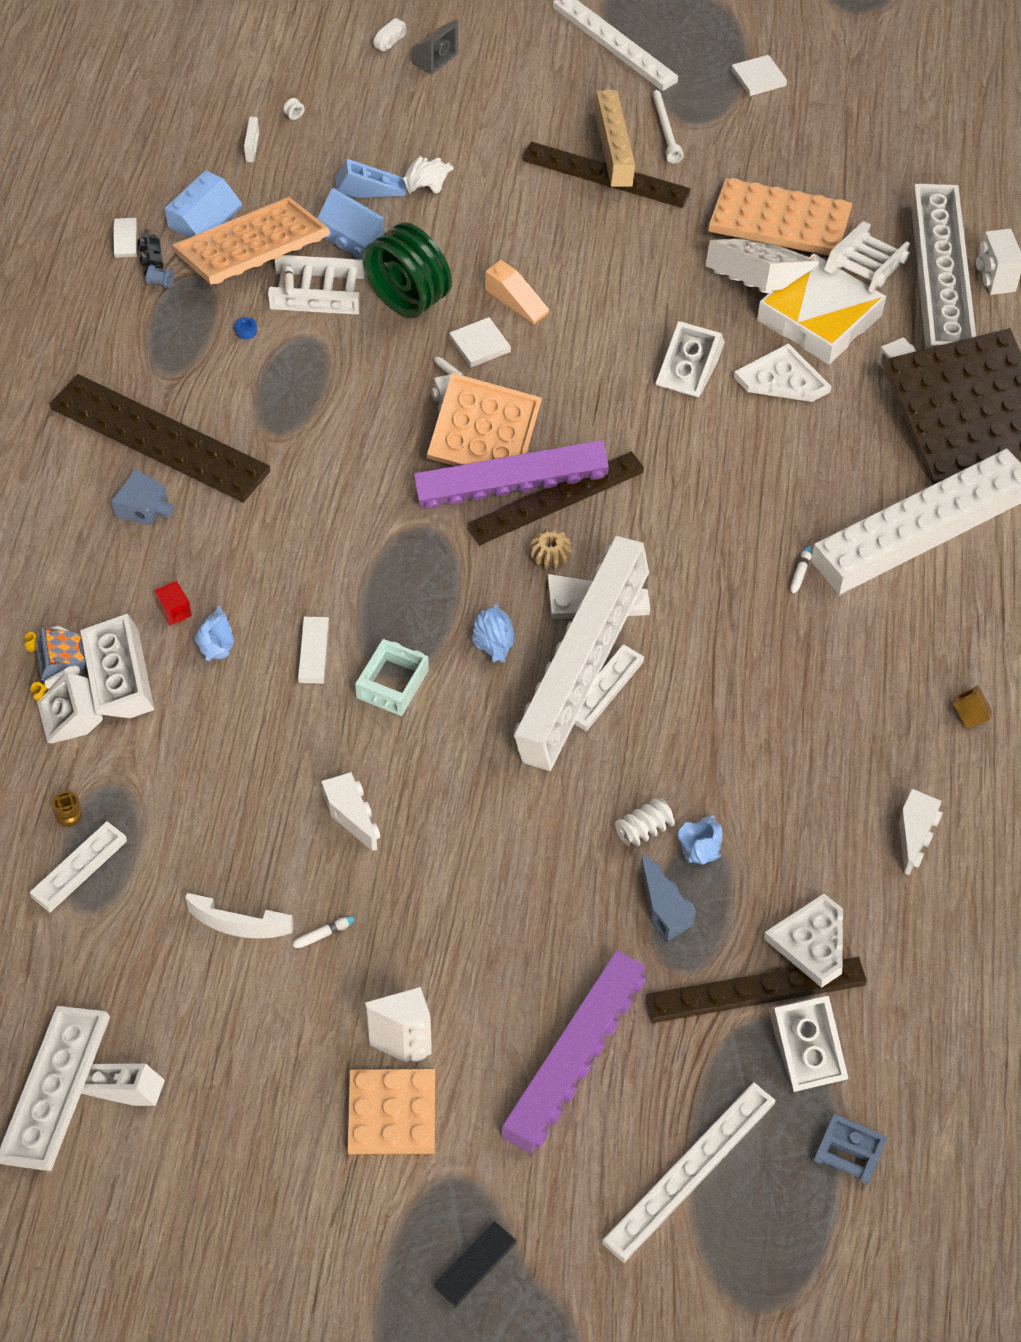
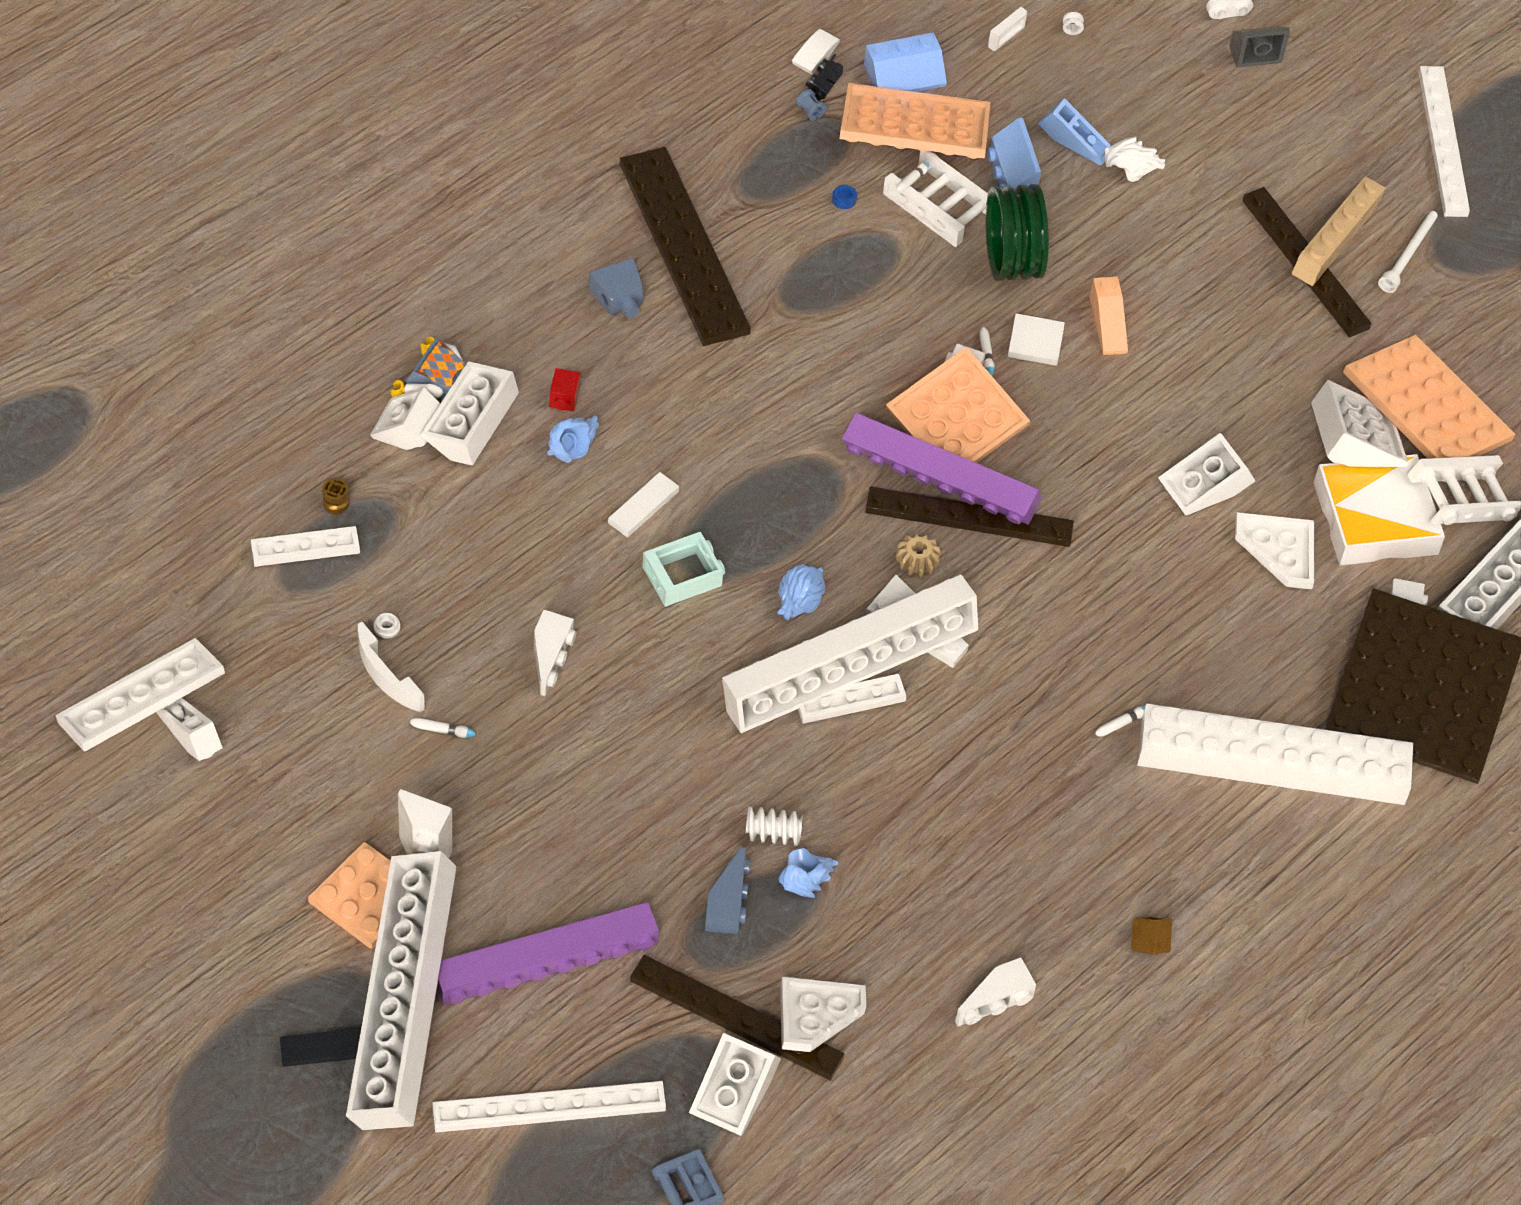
camera: 35 degrees right, 0 degrees up
(204, 876) = (383, 620): none -> white plate
(505, 1169) = (401, 991): none -> white brick

